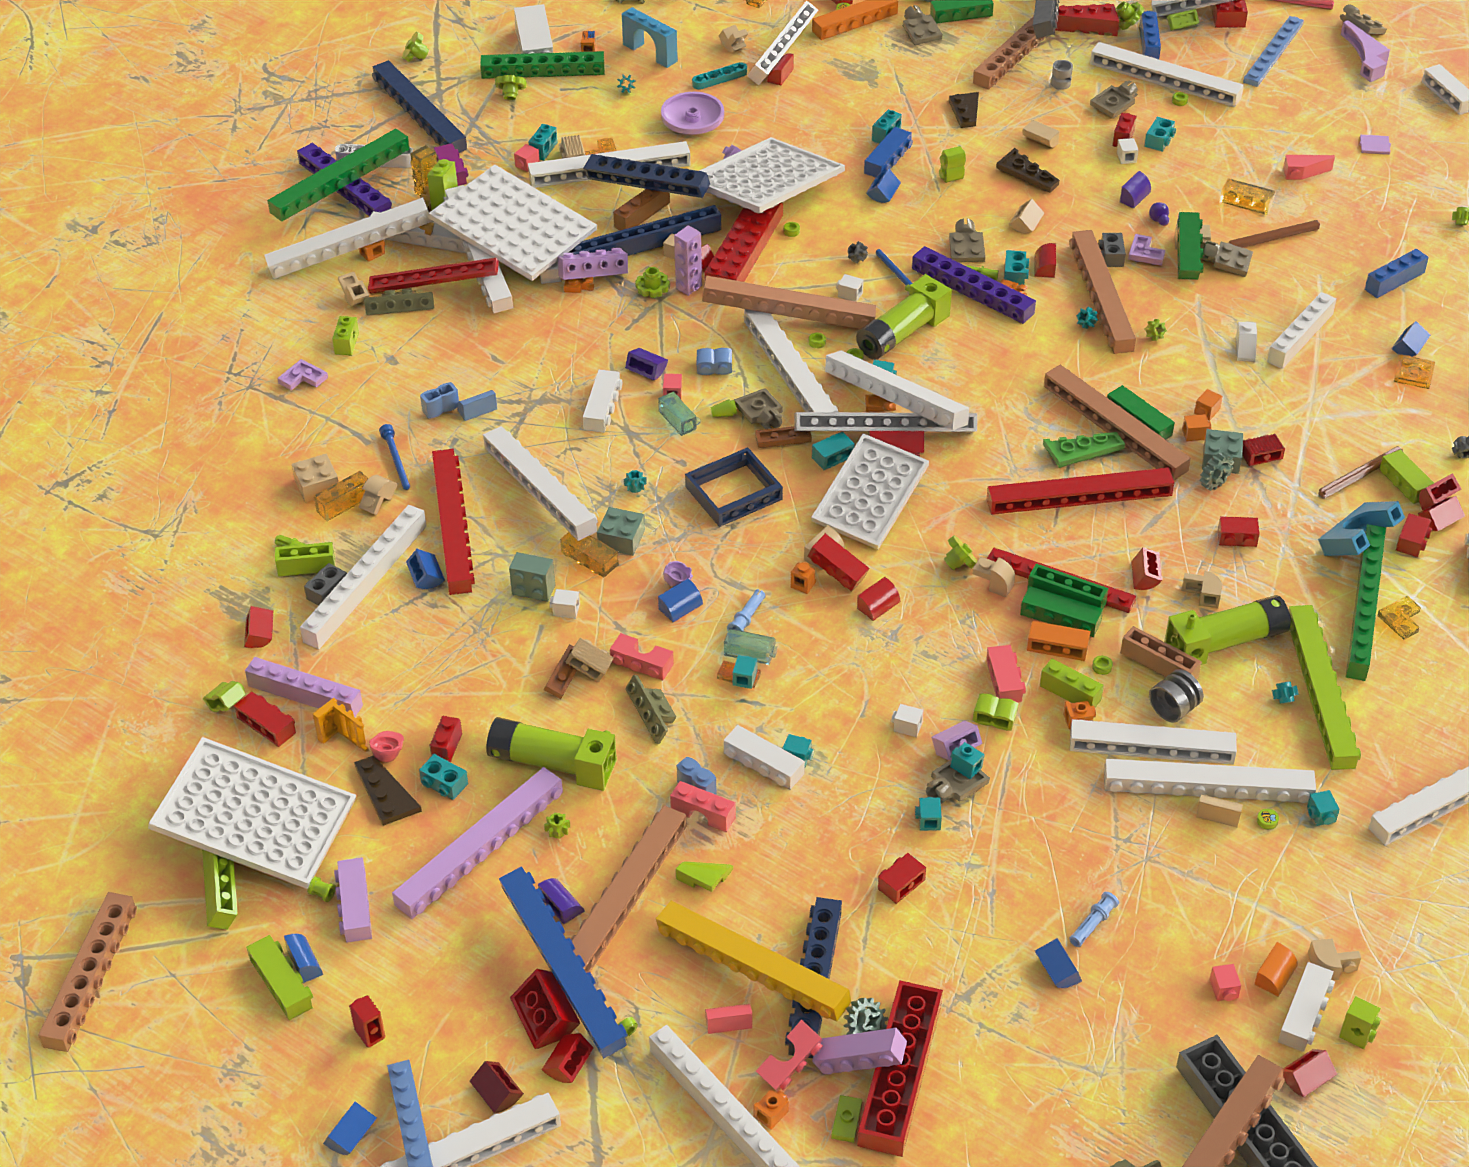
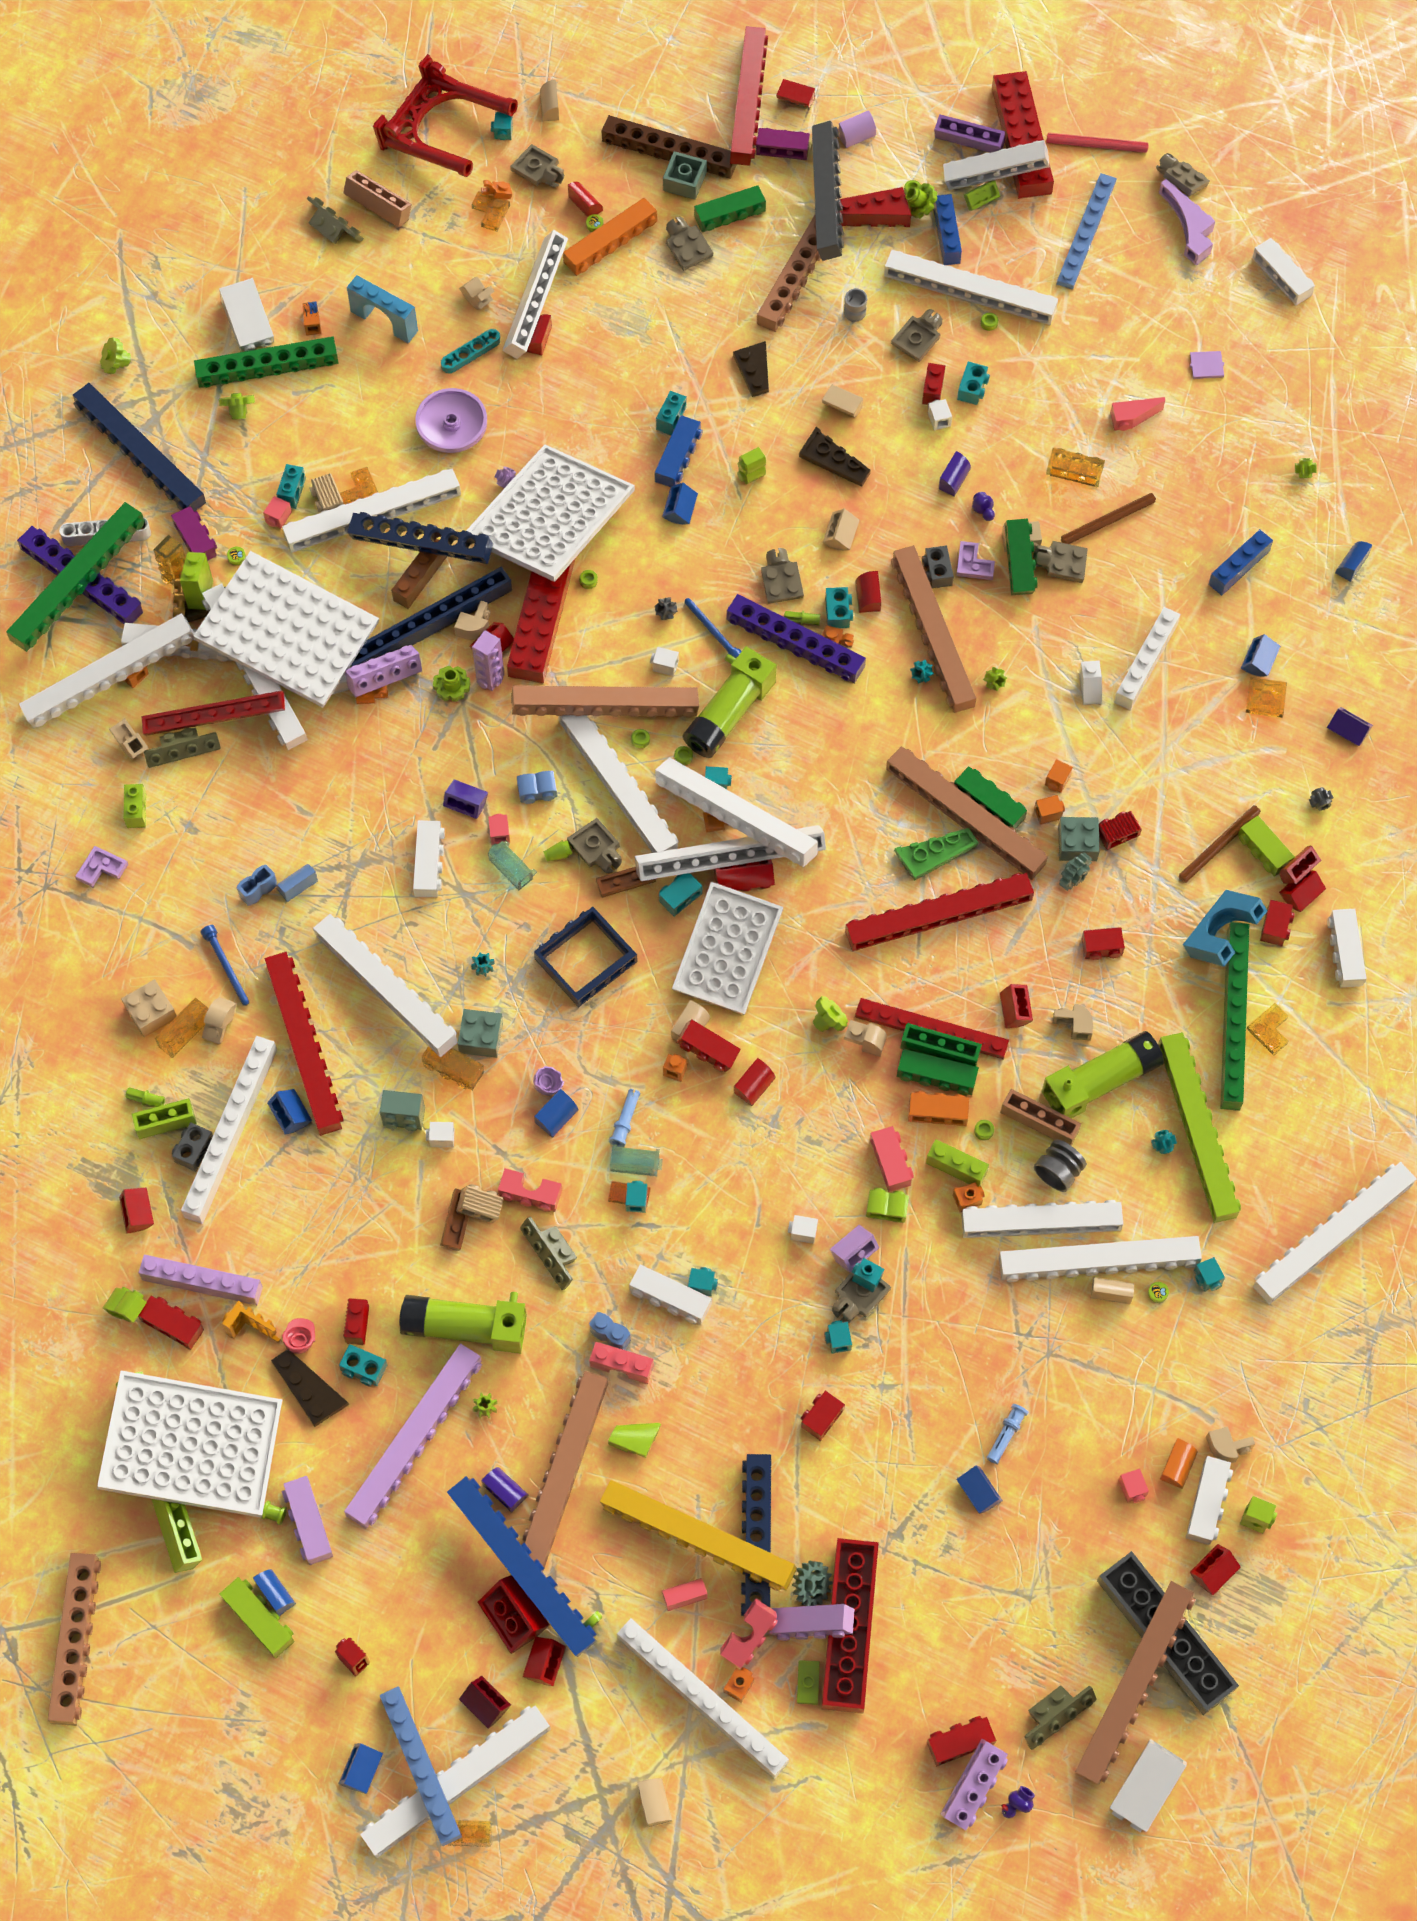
camera: 10 degrees left, 20 degrees up
(630, 85) = (370, 377): teal gear -> none

